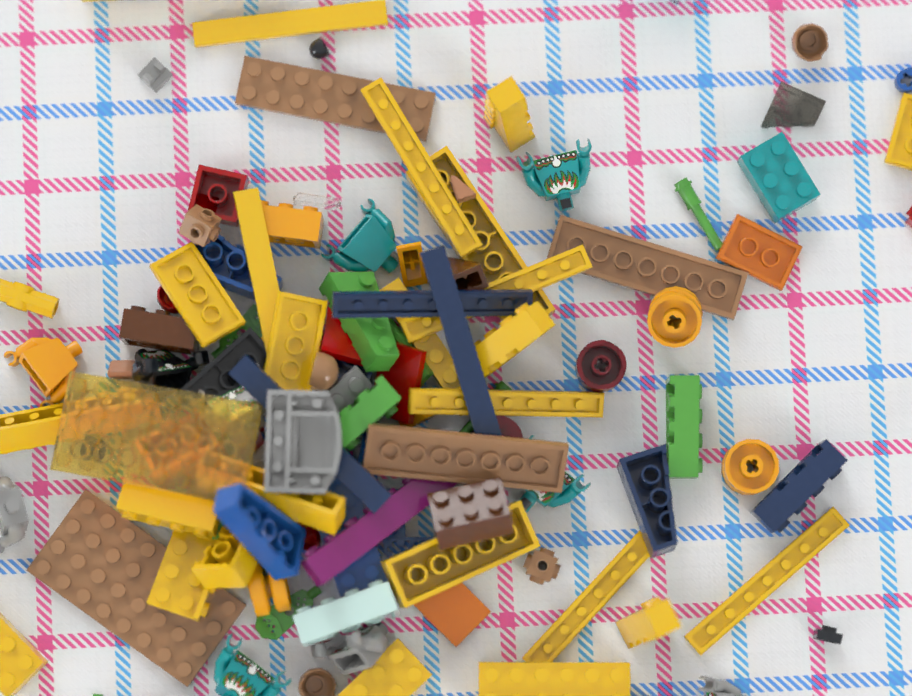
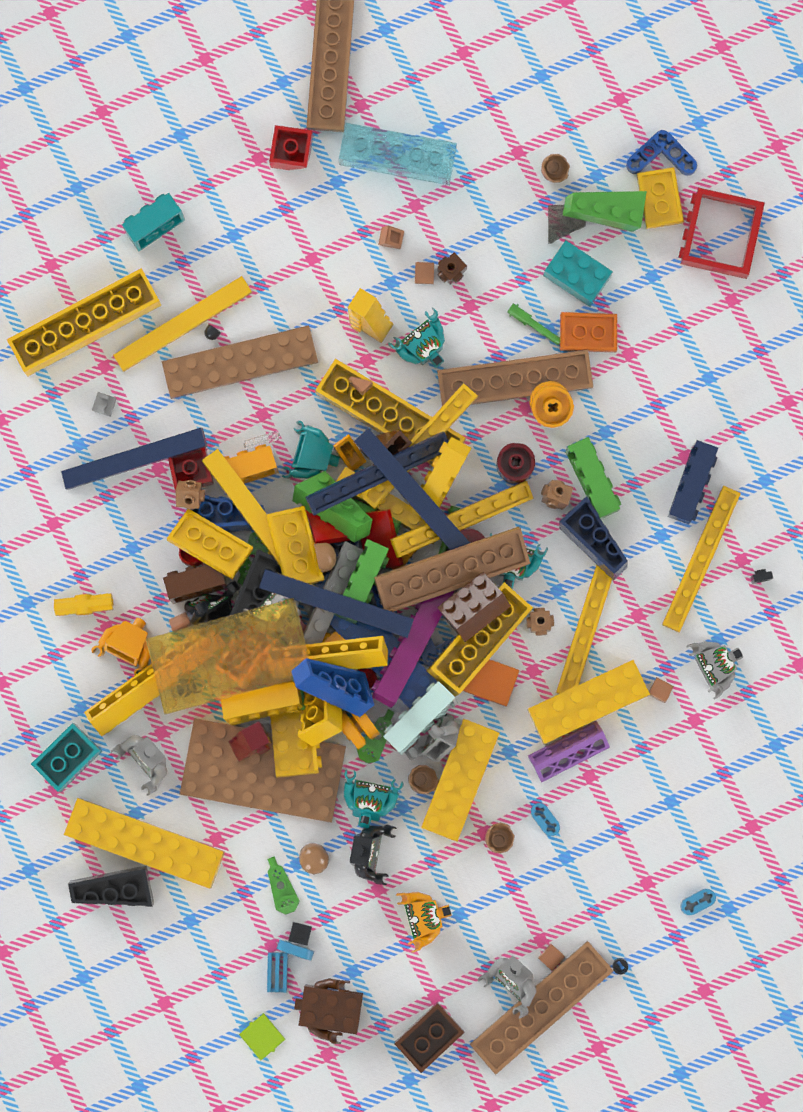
camera: 20 degrees left, 0 degrees up
(137, 548) = (250, 741): none -> dark red wedge
(158, 154) = (134, 458): none -> dark blue tile
(301, 441) = (333, 610): light grey slope -> none
(421, 167) = (325, 382): yellow tile -> none
(580, 34) = (391, 237): none -> nougat slope
(599, 94) = (424, 273): none -> nougat slope
(631, 425) = (556, 494): none -> medium nougat brick
(637, 97) = (452, 262): none -> reddish brown brick
(648, 623) = (635, 622): yellow wedge -> none
(764, 467) = (656, 474): light orange wheel -> none
(848, 117) = (610, 209): none -> bright green wedge

